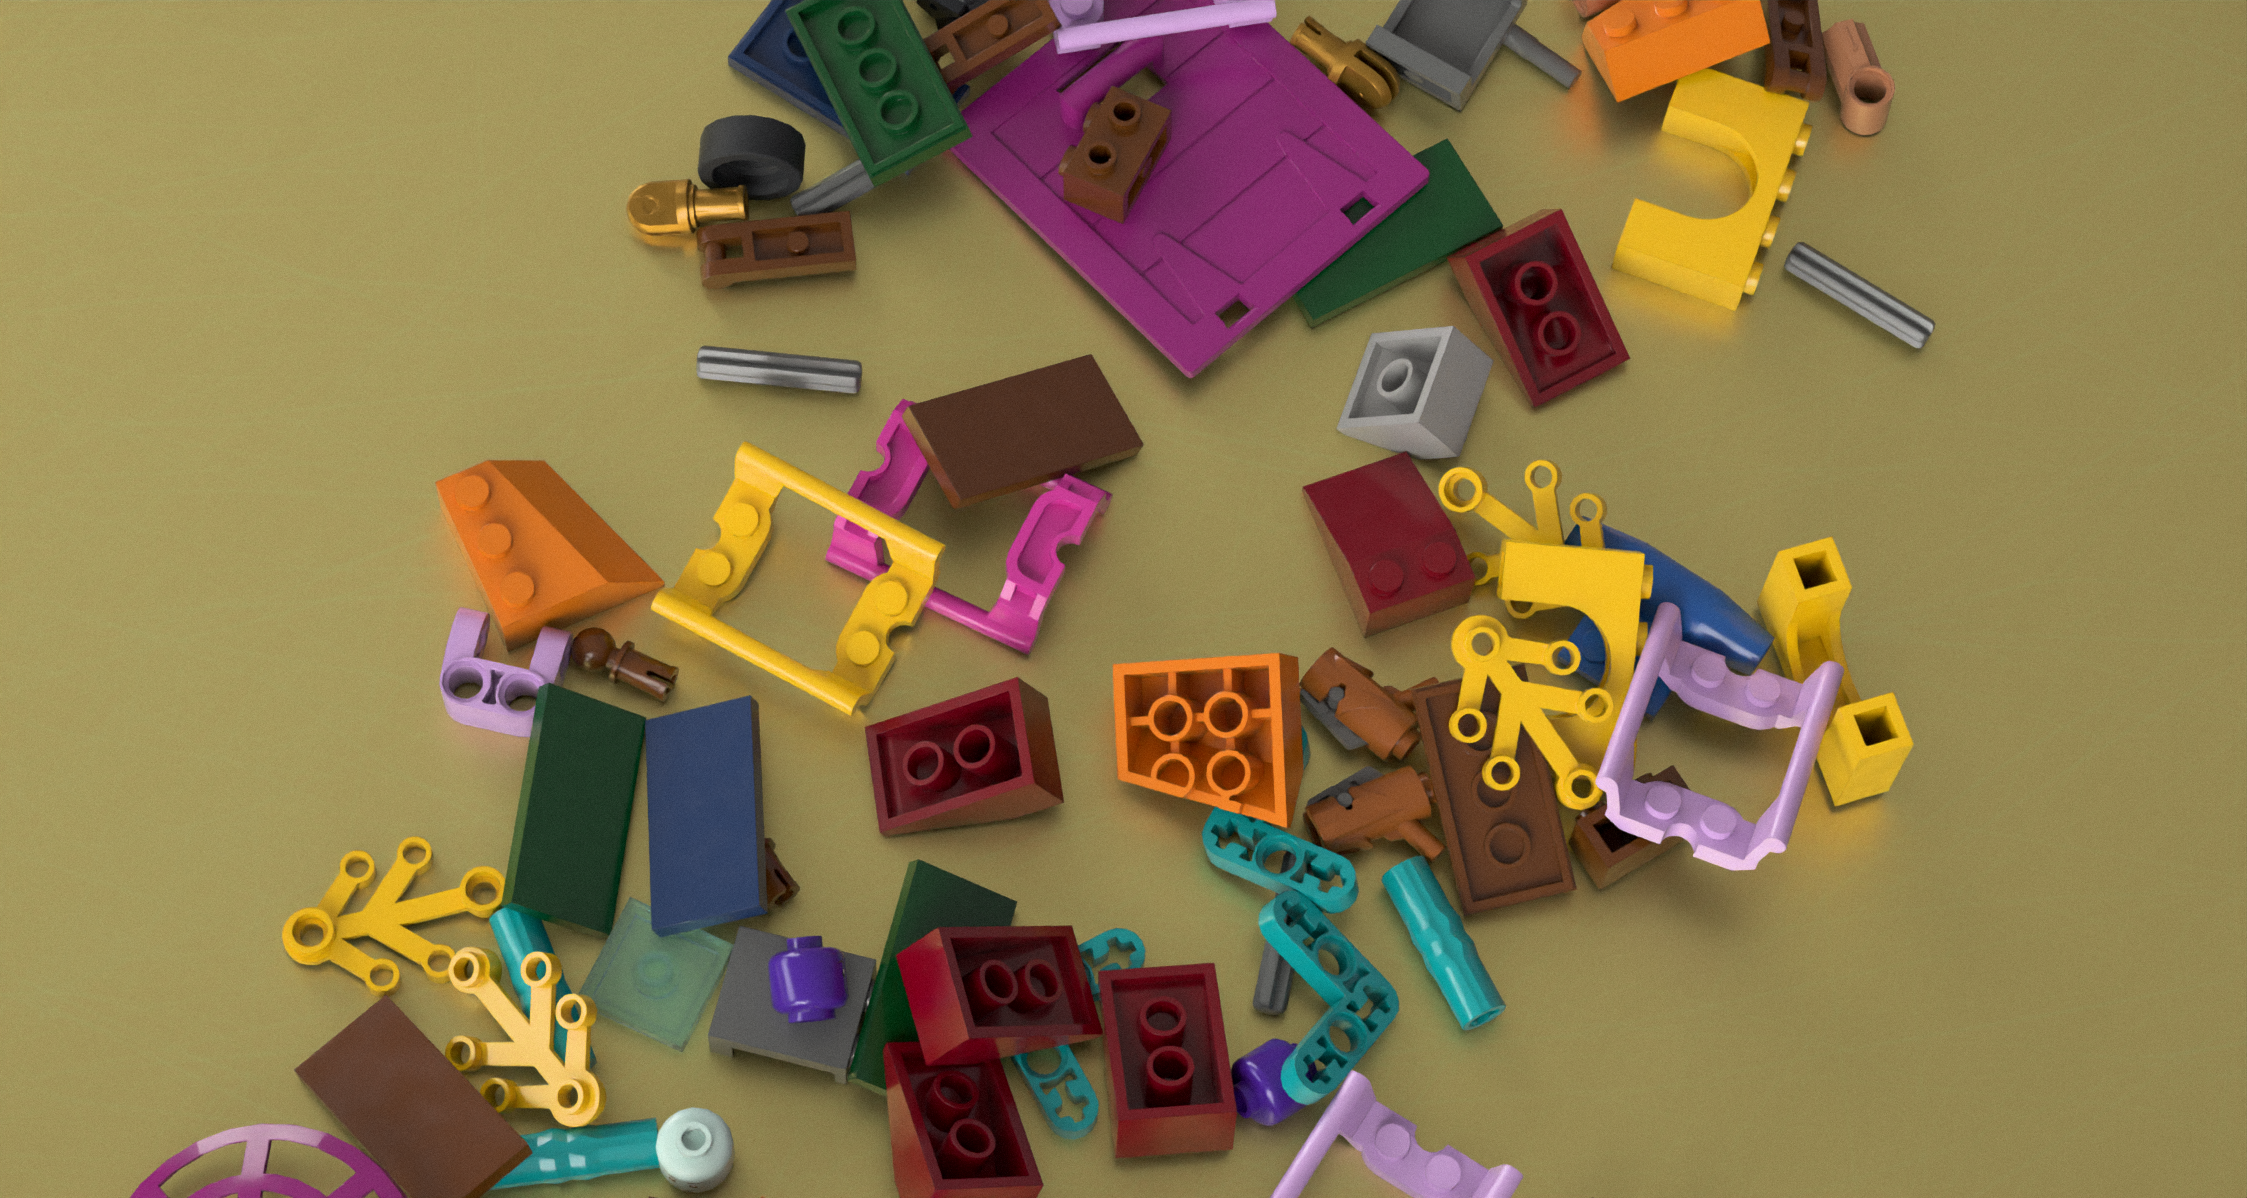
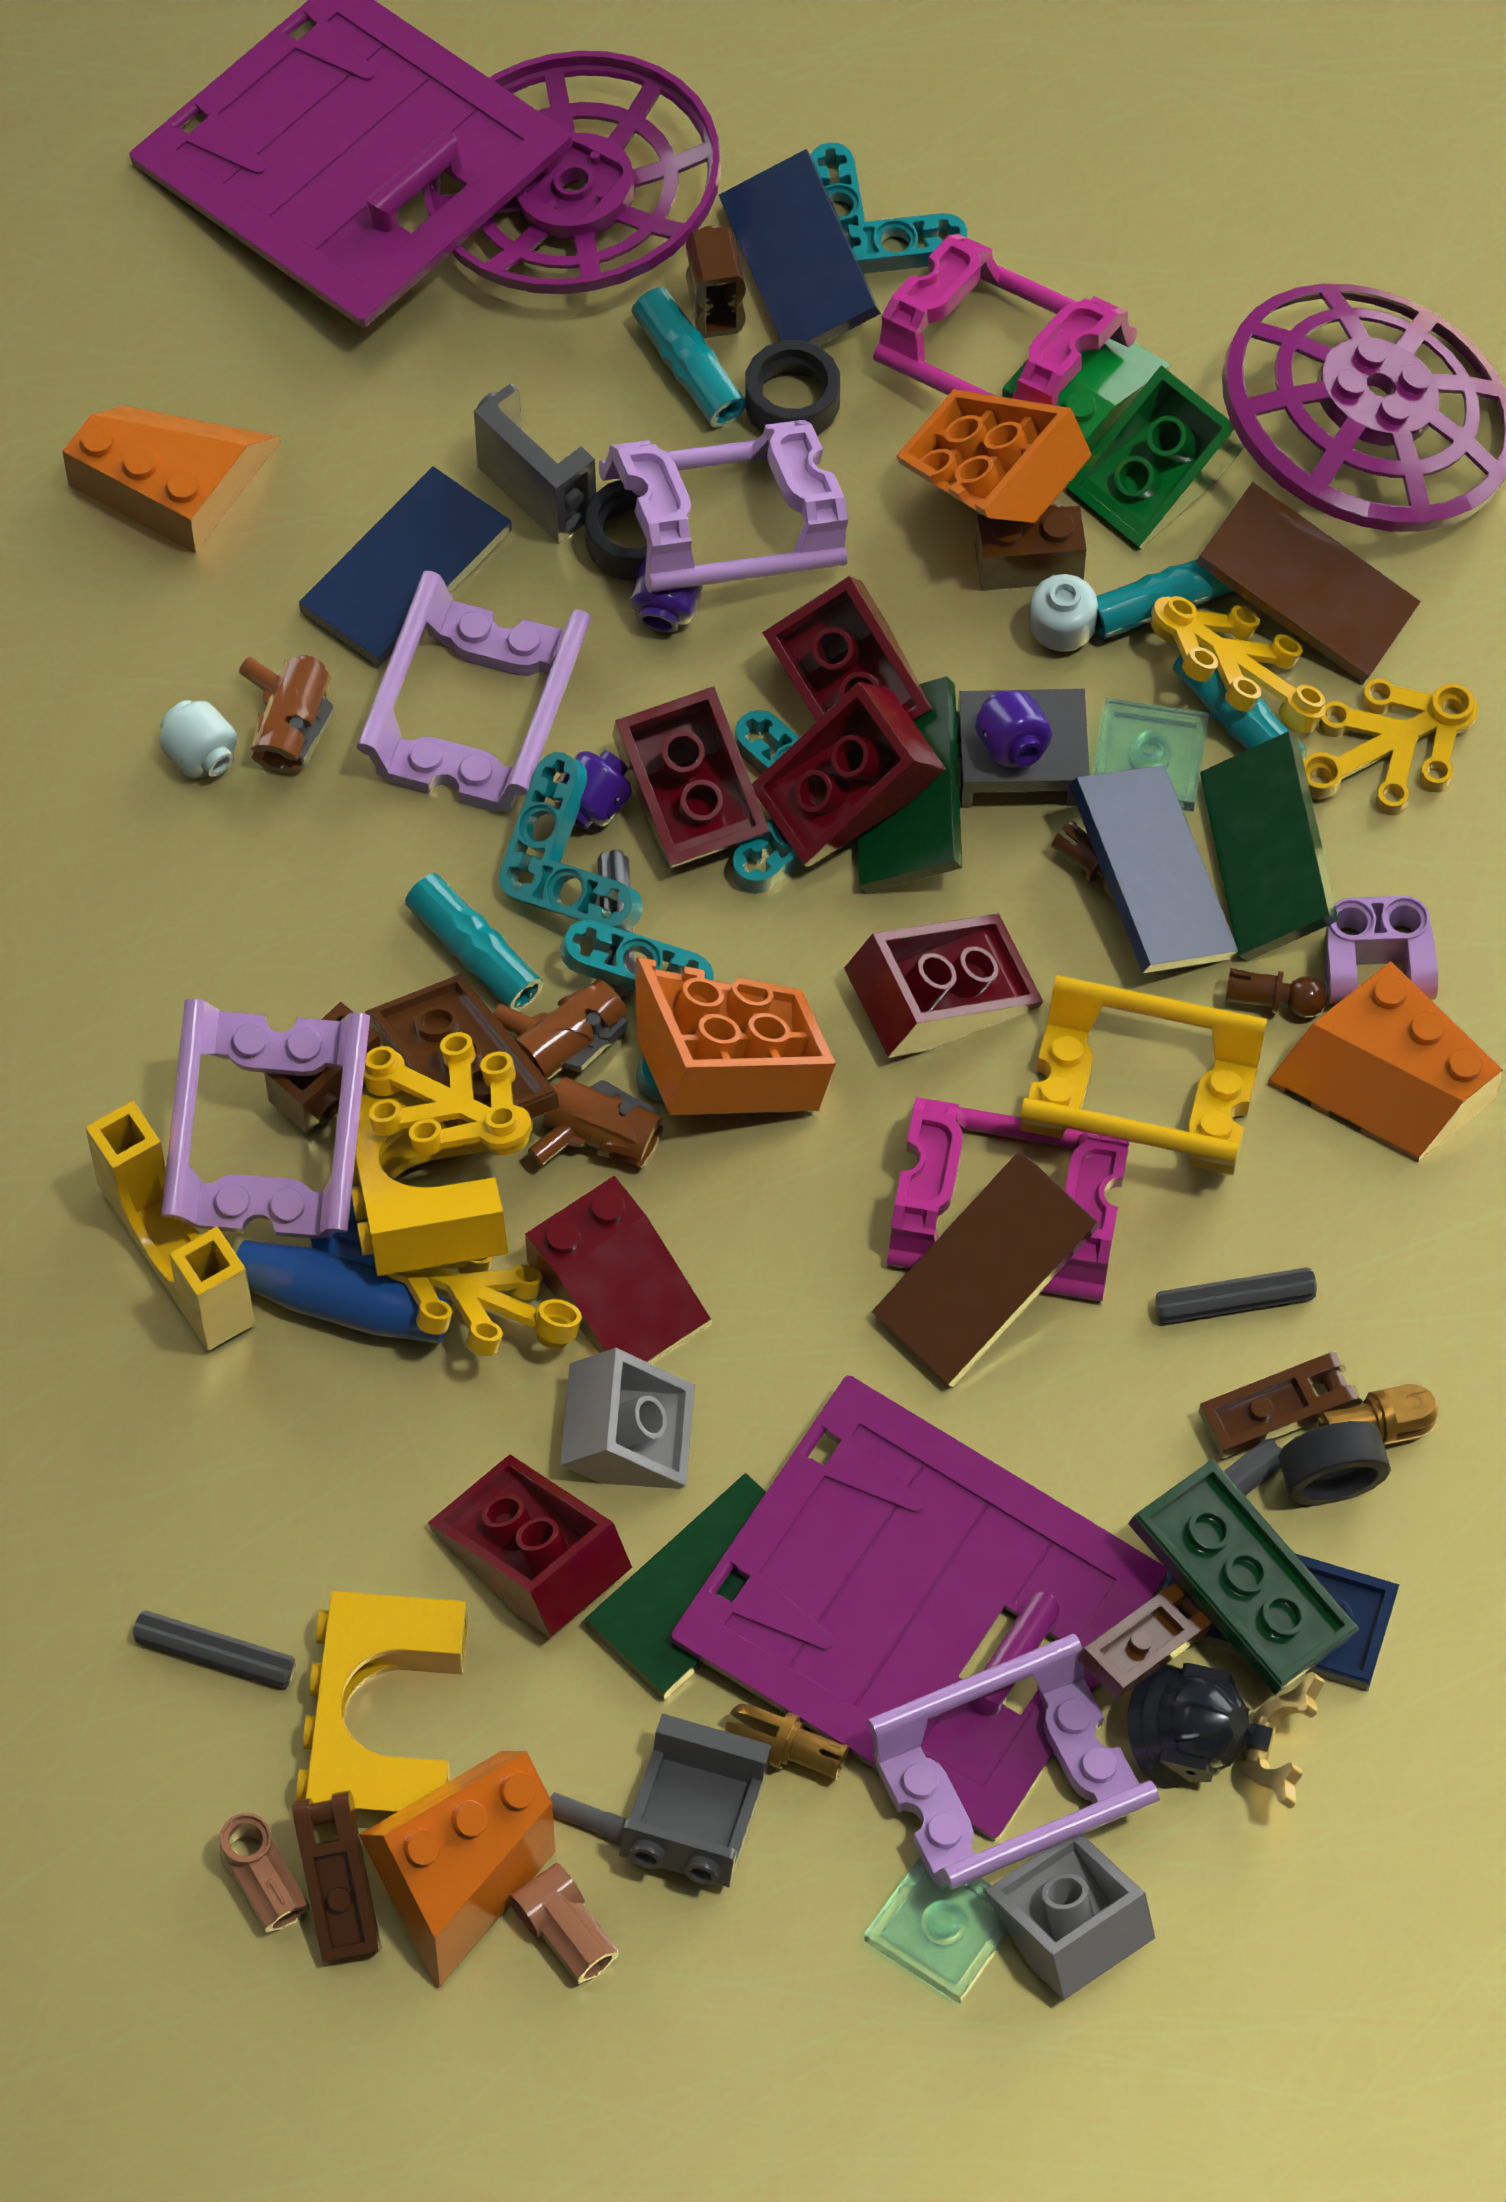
camera: 170 degrees right, 5 degrees down
(1115, 154) = (984, 1562): reddish brown brick -> none

